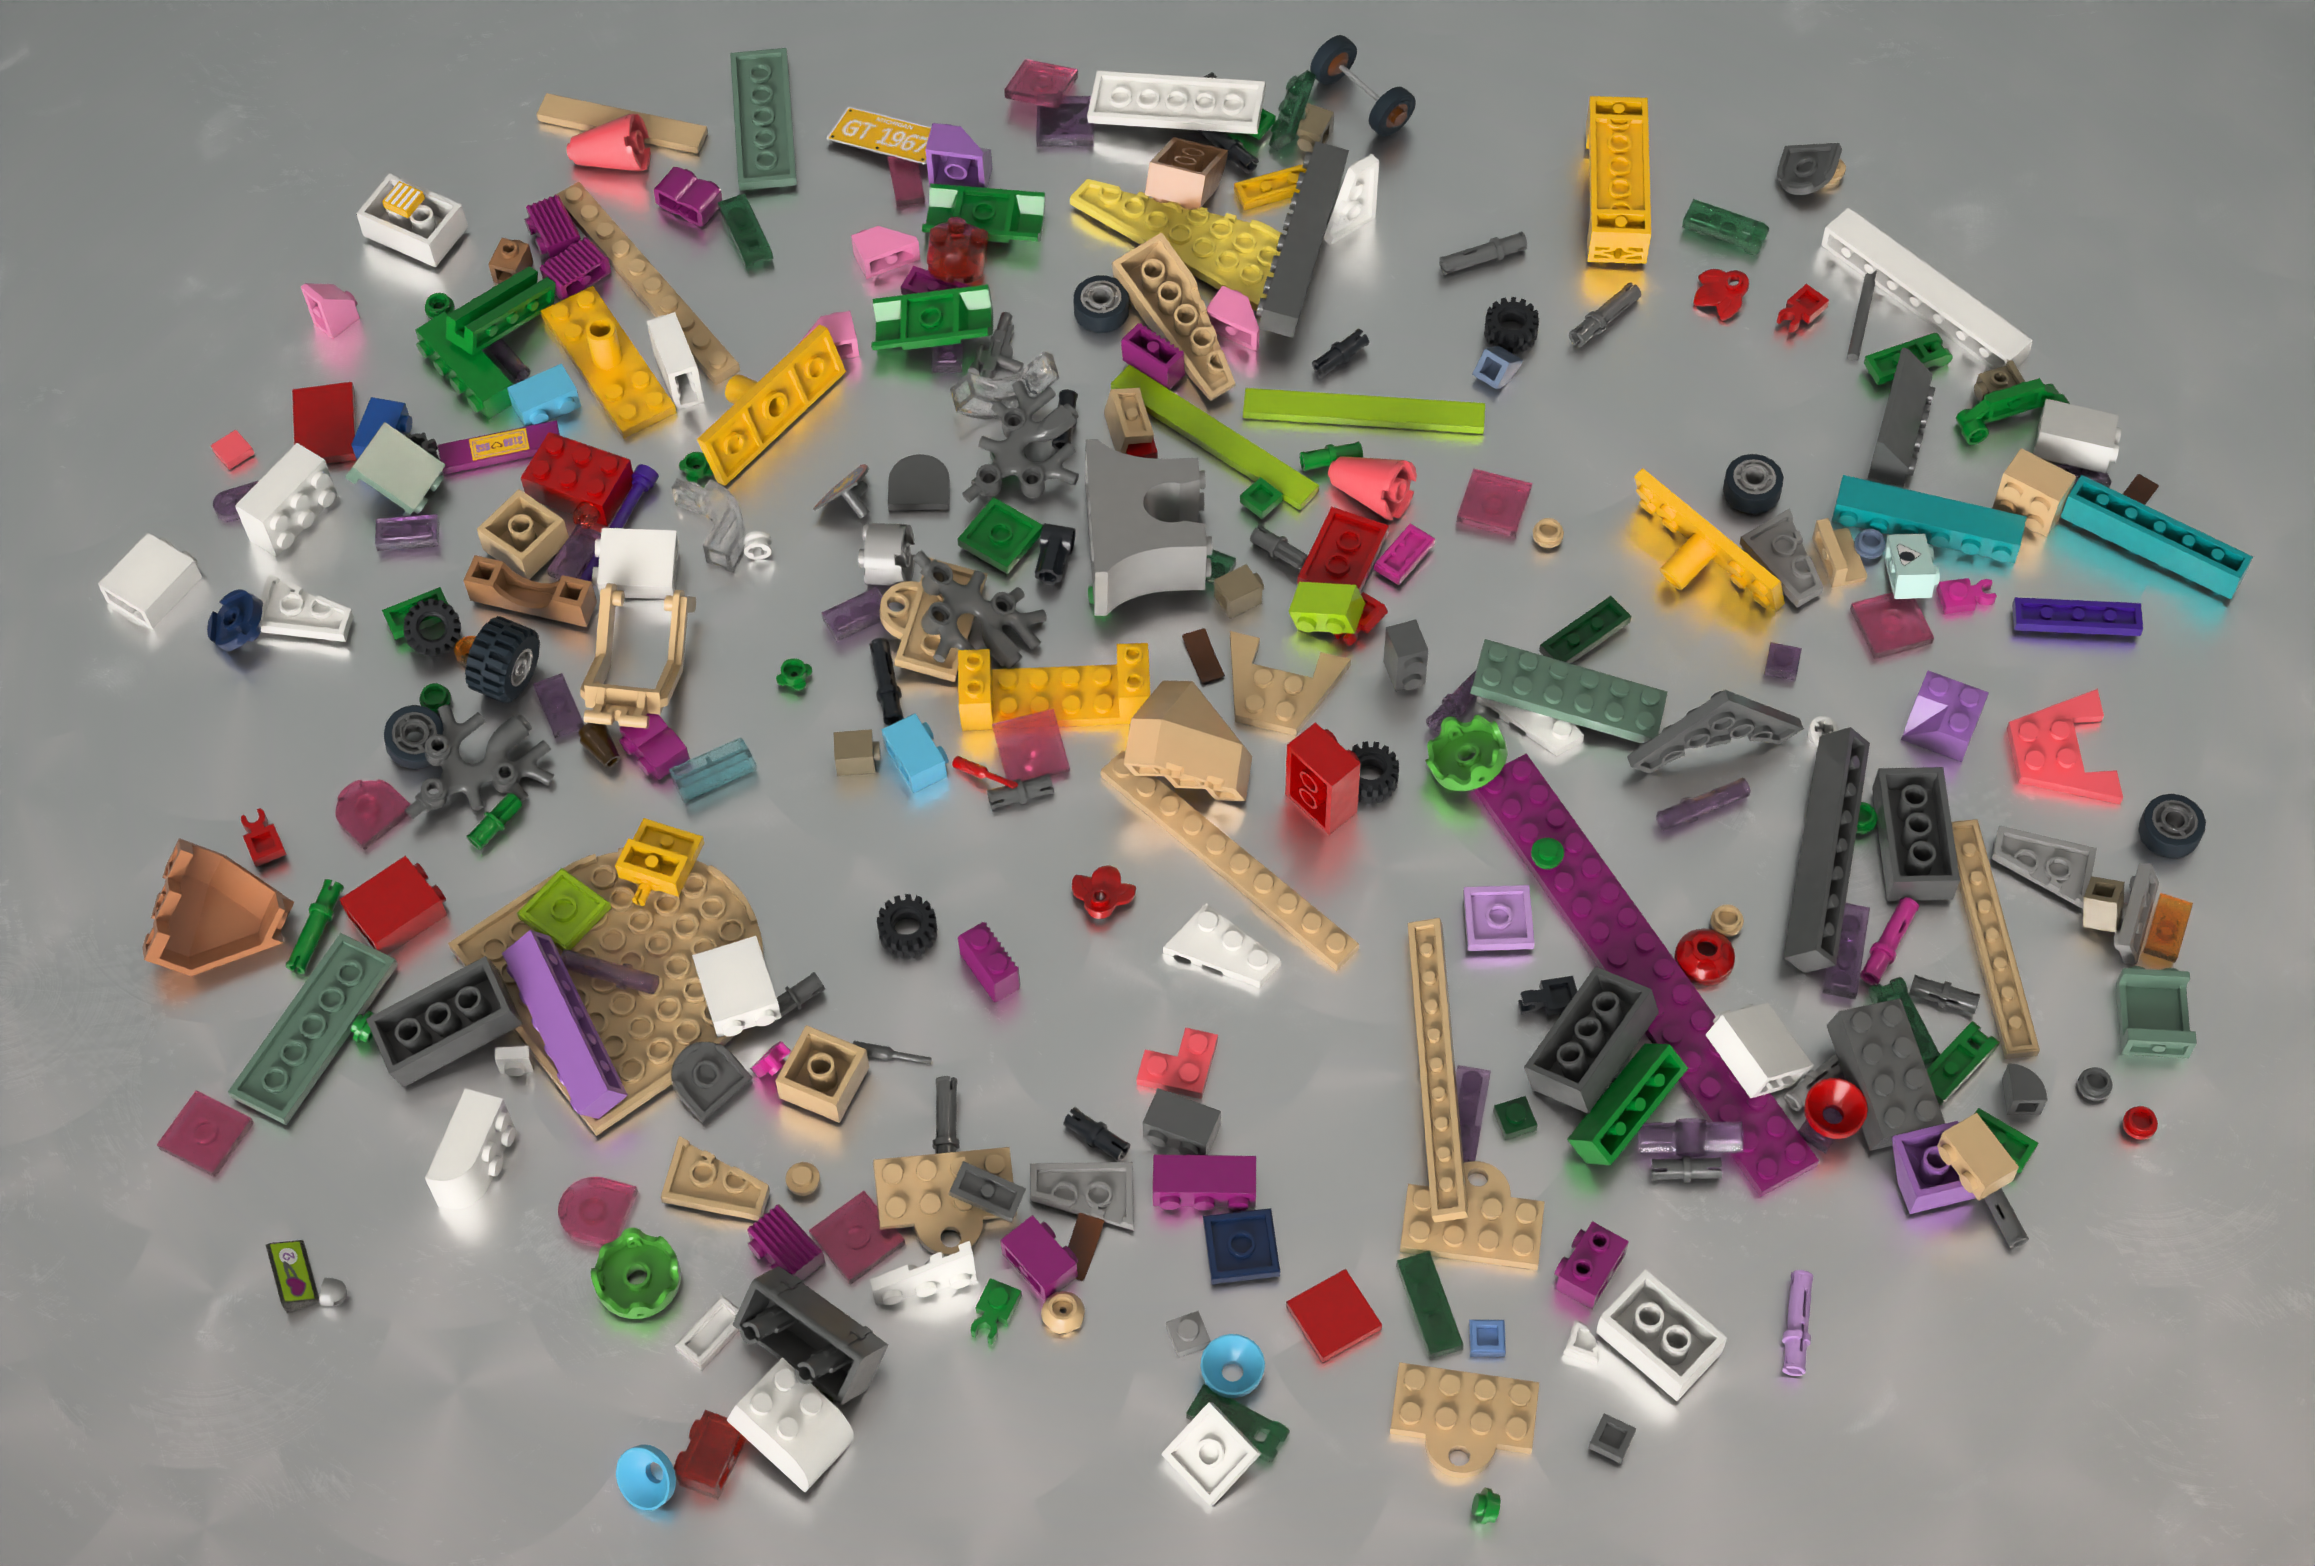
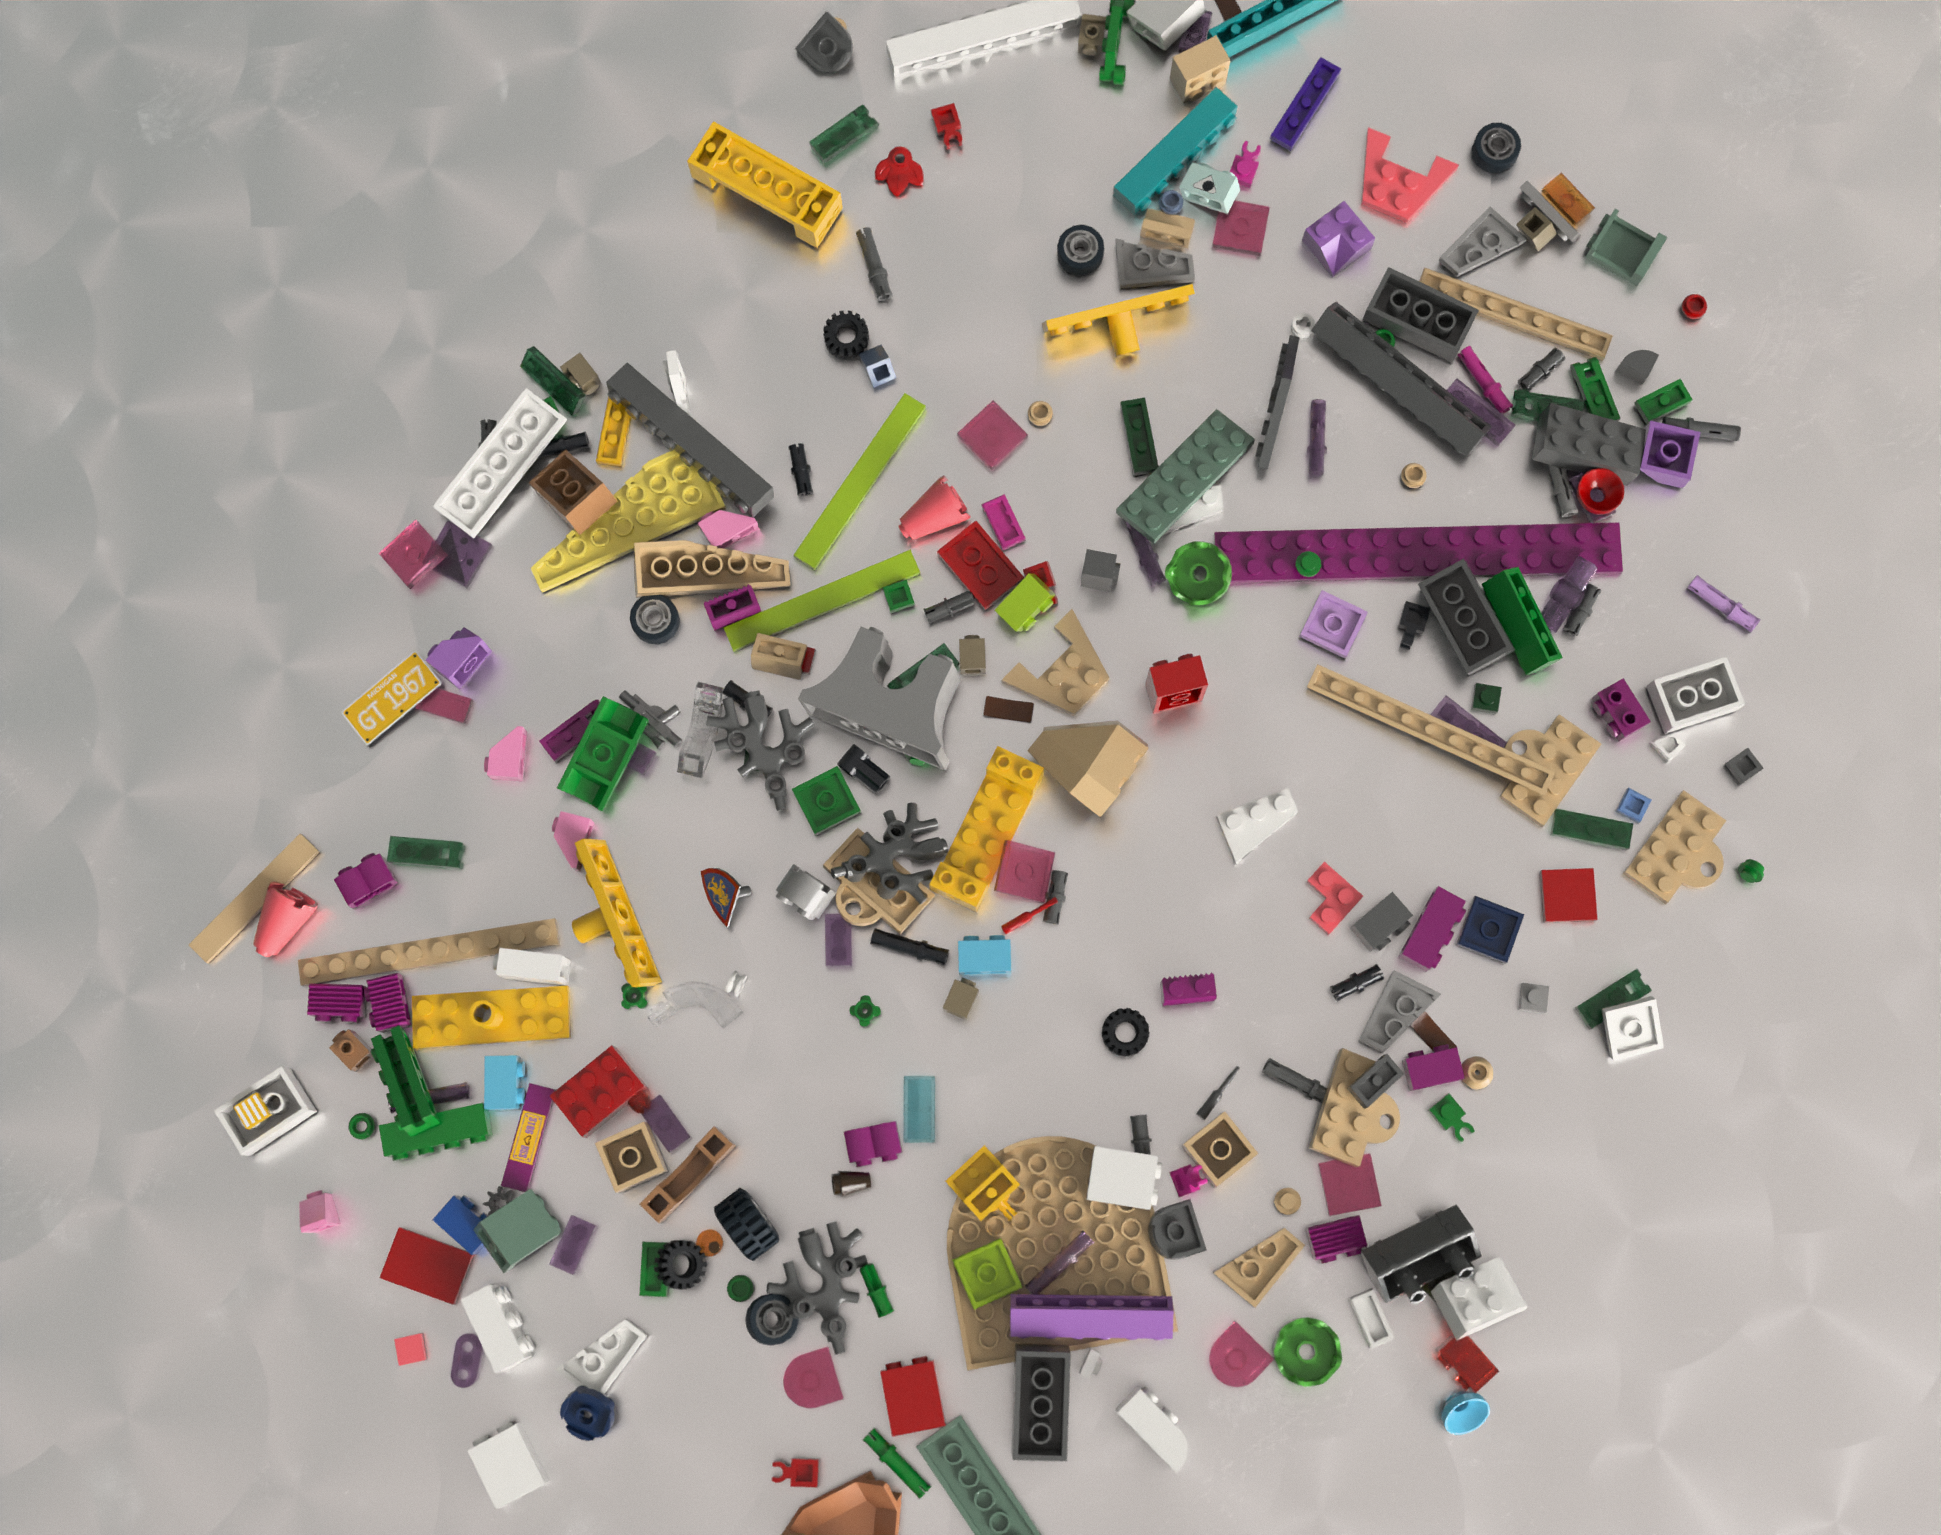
camera: 60 degrees left, 20 degrees up
(361, 1028) = (1004, 1461): green plate -> none
(558, 705) = (796, 1197): clear purple plate -> none
(627, 703) = (837, 1150): tan piece -> none
(637, 561) = (706, 1083): white brick -> none
(643, 479) = (626, 1043): dark purple piece -> none
(763, 119) = (318, 785): sand green plate -> none
(919, 484) = (744, 836): dark grey tile -> none
(937, 1273) = (1411, 1154): white wing -> none
(957, 251) = (549, 702): clear red brick -> none
(998, 211) = (518, 663): green piece -> none
(1102, 891) = (1164, 878): red plate -> none
(1232, 1350) = (1589, 975): medium azure piece -> none
(1233, 863) = (1193, 779): tan plate -> none
(1324, 457) = (889, 527): green pin -> none
(1383, 760) = (1171, 631): black tyre -> none
(1390, 110) = (527, 322): black axle -> none
(1495, 249) = (769, 310): dark grey pin -> none
(1705, 969) = (1422, 513): red piece -> none
(1758, 1049) = (1527, 513): white brick -> none
(1782, 661) = (1231, 317): clear purple plate -> none
(1861, 316) = (975, 89): dark grey bar -> none
(1883, 364) = (1032, 81): green plate -> none
(1902, 420) = (1086, 119): dark grey slope -> none
(1977, 1157) = (1689, 426): tan brick -> none
(2095, 1084) = (1653, 316): dark grey plate -> none

